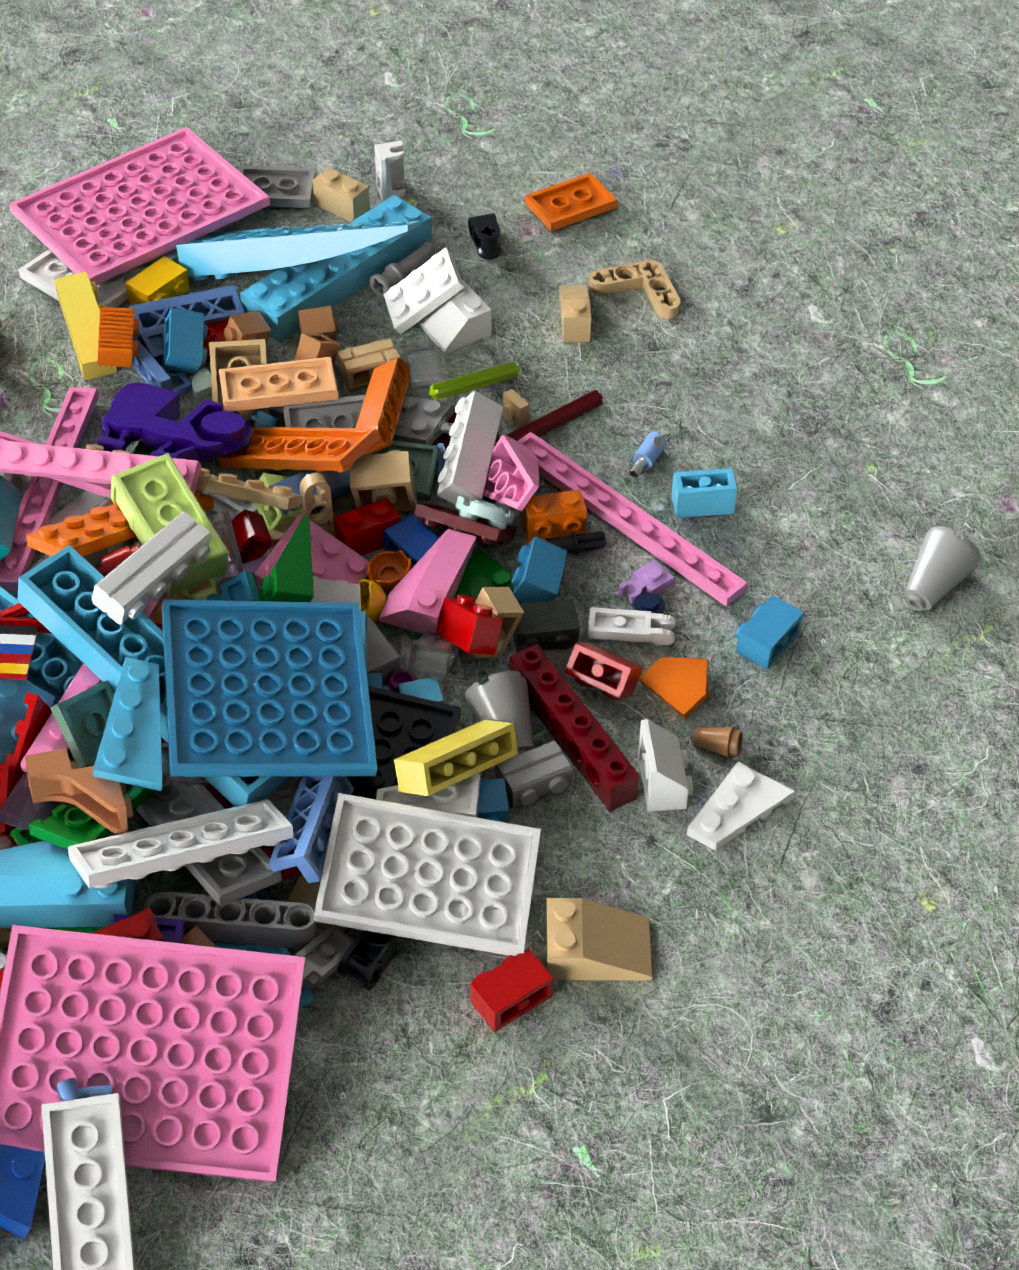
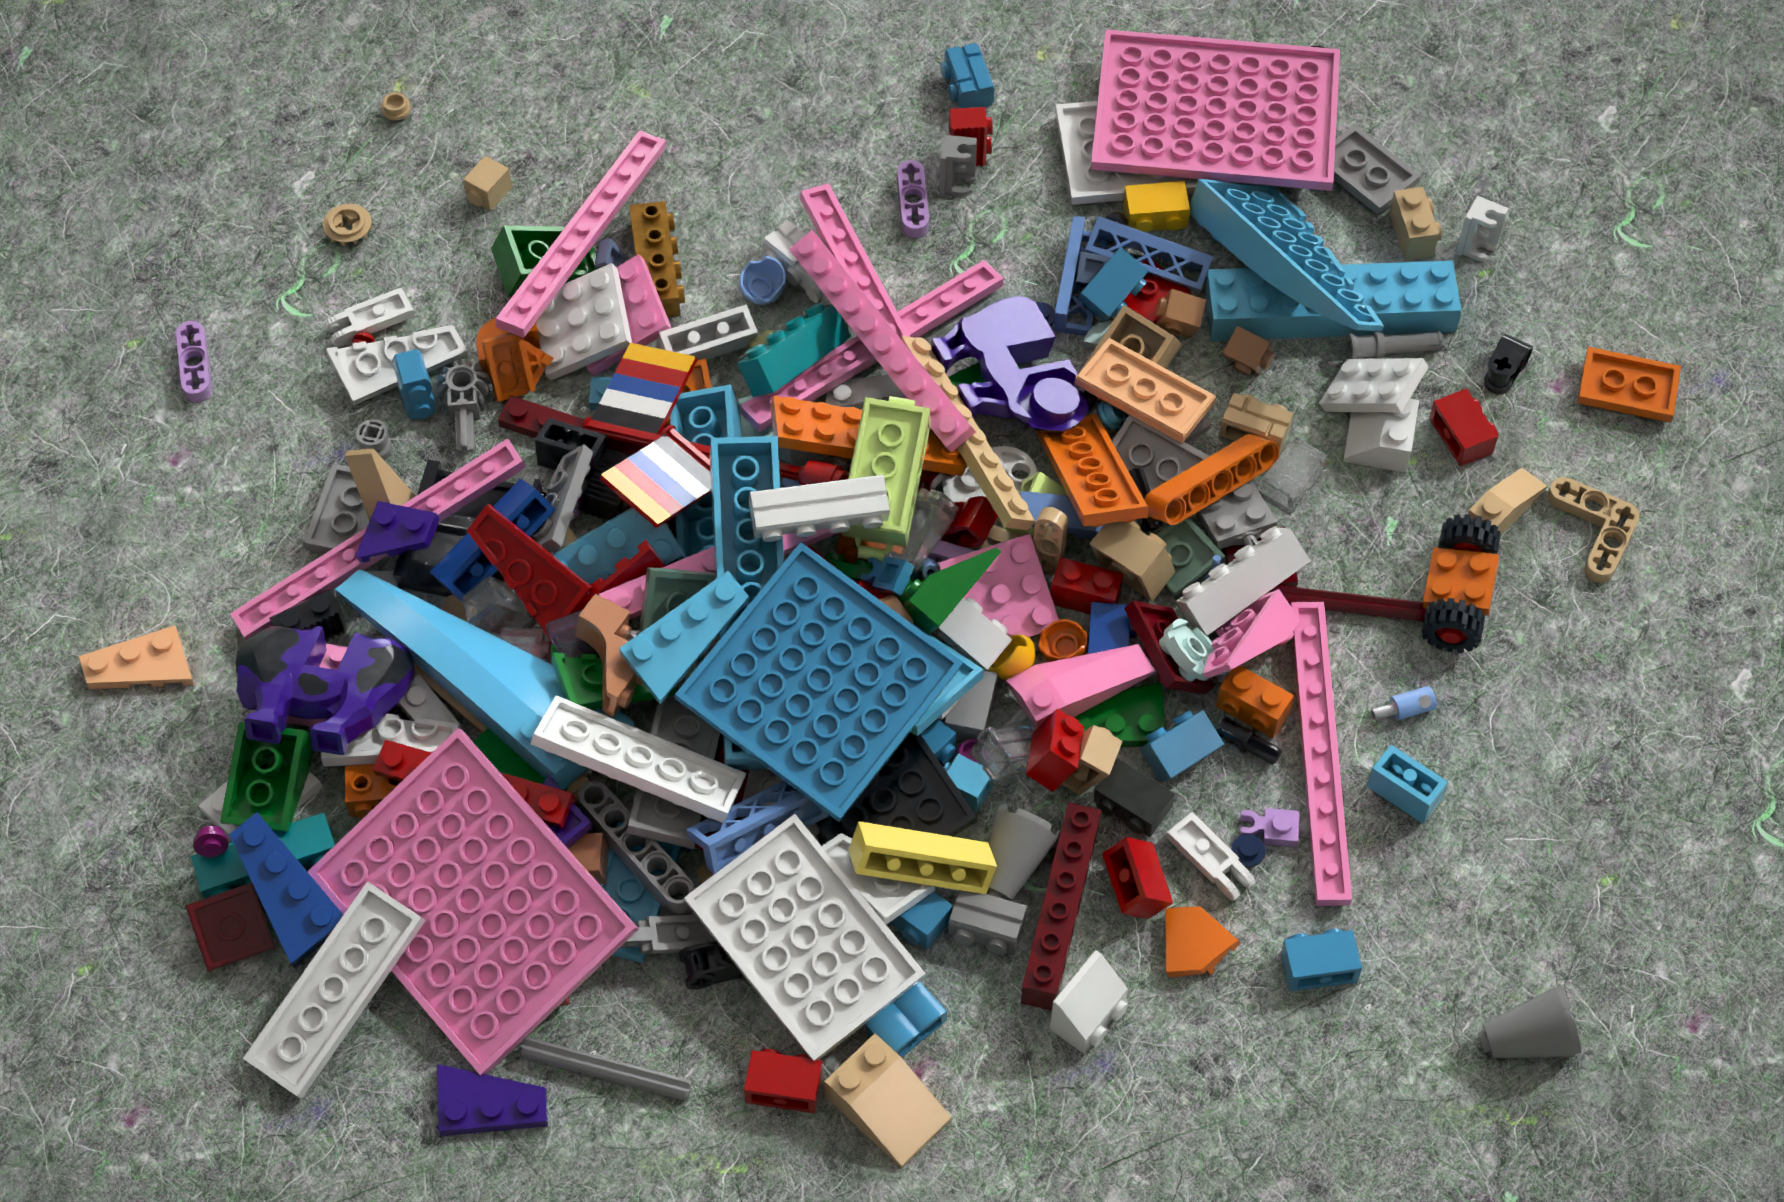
camera: 45 degrees right, 10 degrees up
(69, 1090) = (395, 888): medium blue hand -> none
(82, 317) = (1050, 207): light yellow brick -> none
(116, 337) = (1055, 241): orange brick -> none
(300, 1199) = (487, 1103): none -> dark purple wing
(316, 346) = (1218, 377): medium nougat brick -> none
(366, 1095) = (606, 1068): none -> light grey axle
(474, 381) = (1326, 512): lime axle -> none
(501, 283) = (1463, 427): none -> red brick
(515, 408) = (1335, 568): tan plate -> none
(552, 876) = (908, 1020): none -> dark azure brick
(604, 362) = (1461, 583): none -> plate
(720, 740) = (1170, 1021): medium nougat cone -> none
(735, 805) = (1125, 1085): white wing -> none

